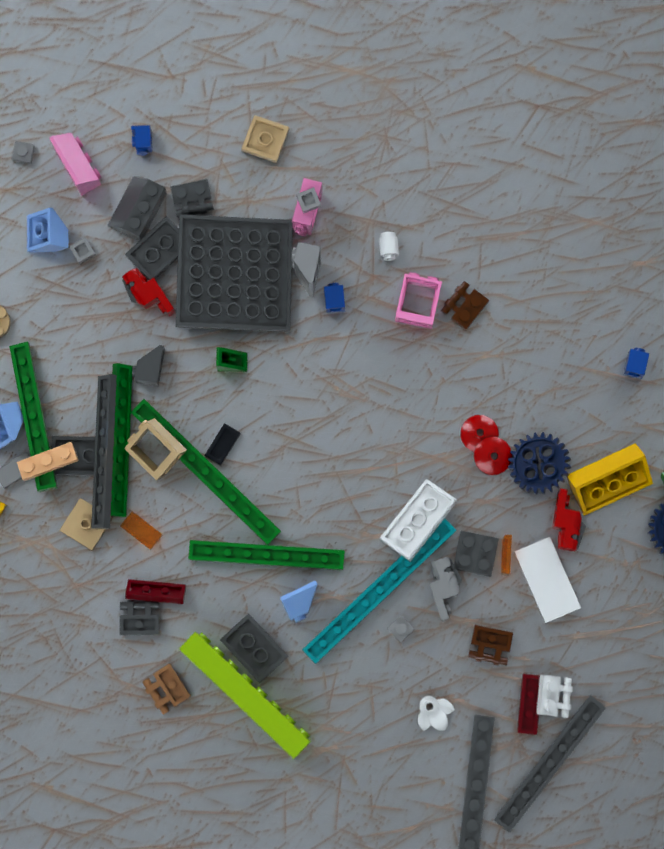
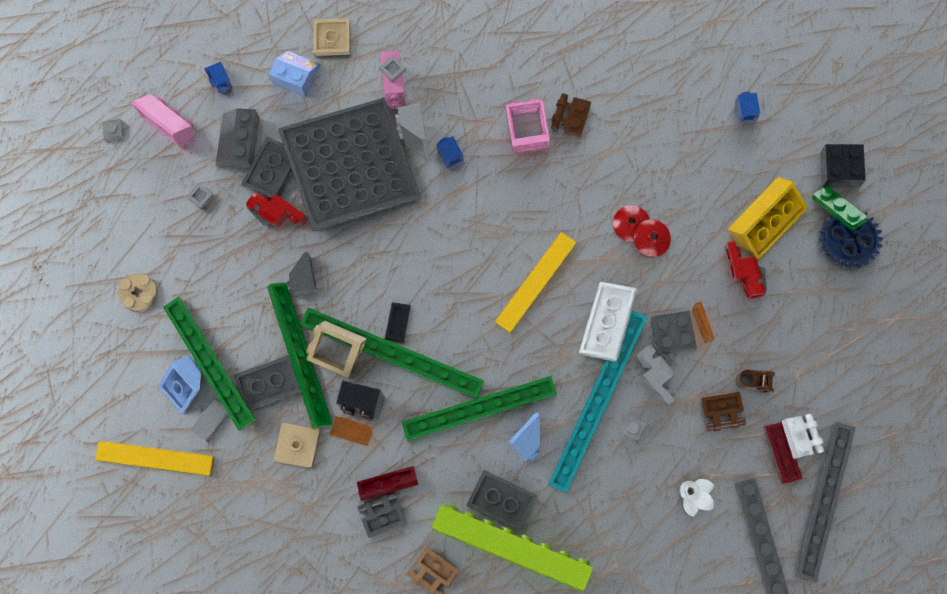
camera: 15 degrees left, 5 degrees down
(46, 232) = (160, 191): light blue slope -> none
(47, 461) = (237, 398): light nougat plate -> none
(104, 452) = (288, 370): dark grey plate -> none
(158, 504) = (360, 400): none -> black brick
(190, 193) = (283, 108): dark grey plate -> none
(216, 161) = (293, 72): none -> light blue slope
(231, 360) = (376, 242): green slope -> none
(366, 456) = (535, 282): none -> yellow tile
(389, 246) = (481, 88): white brick -> none
(523, 466) = (683, 236): dark blue gear -> none
(534, 629) = (759, 381): none -> reddish brown piece
(547, 580) = (750, 331): white tile -> none

